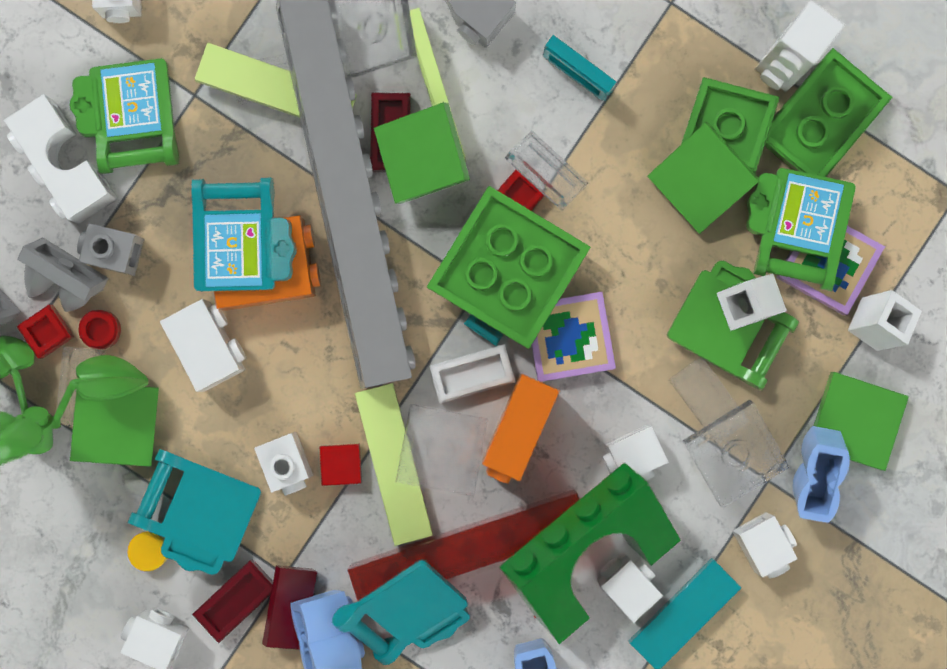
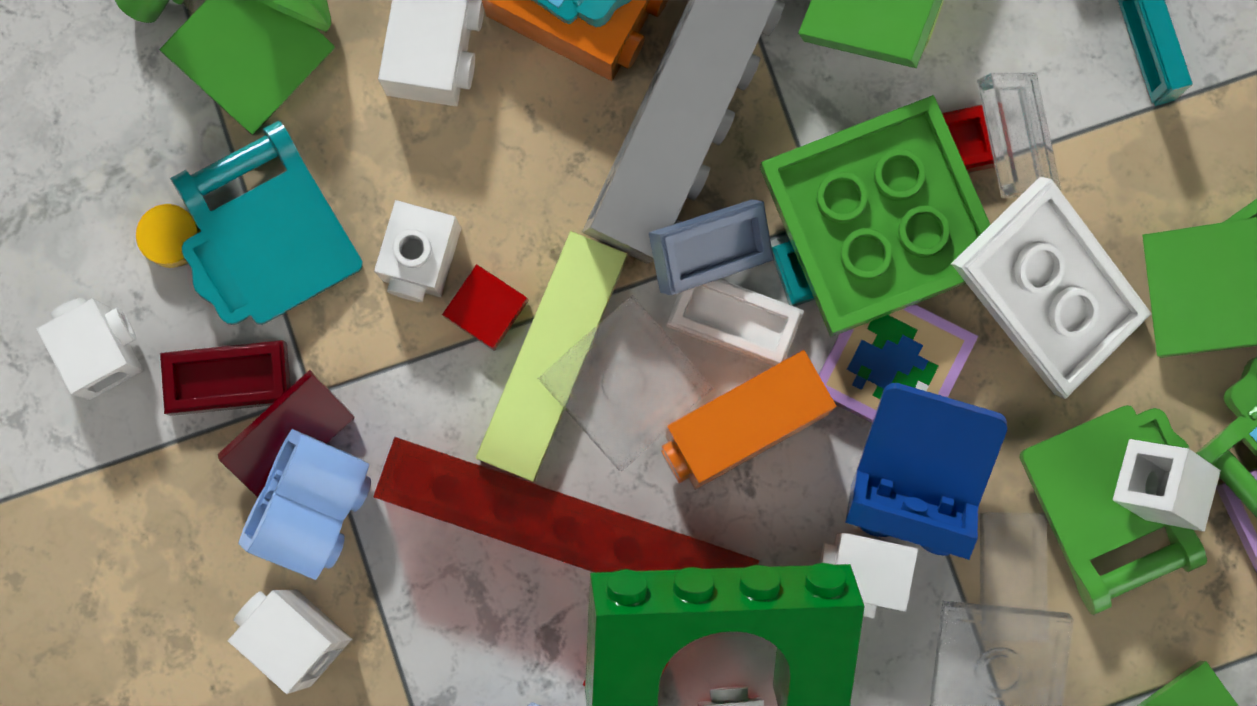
camera: 40 degrees right, 5 degrees down
(412, 607) = (440, 549): teal piece -> none
(433, 349) = (711, 246): none -> sand blue tile
(621, 241) = (1051, 287): none -> white tile
(626, 383) = (925, 470): none -> blue bracket

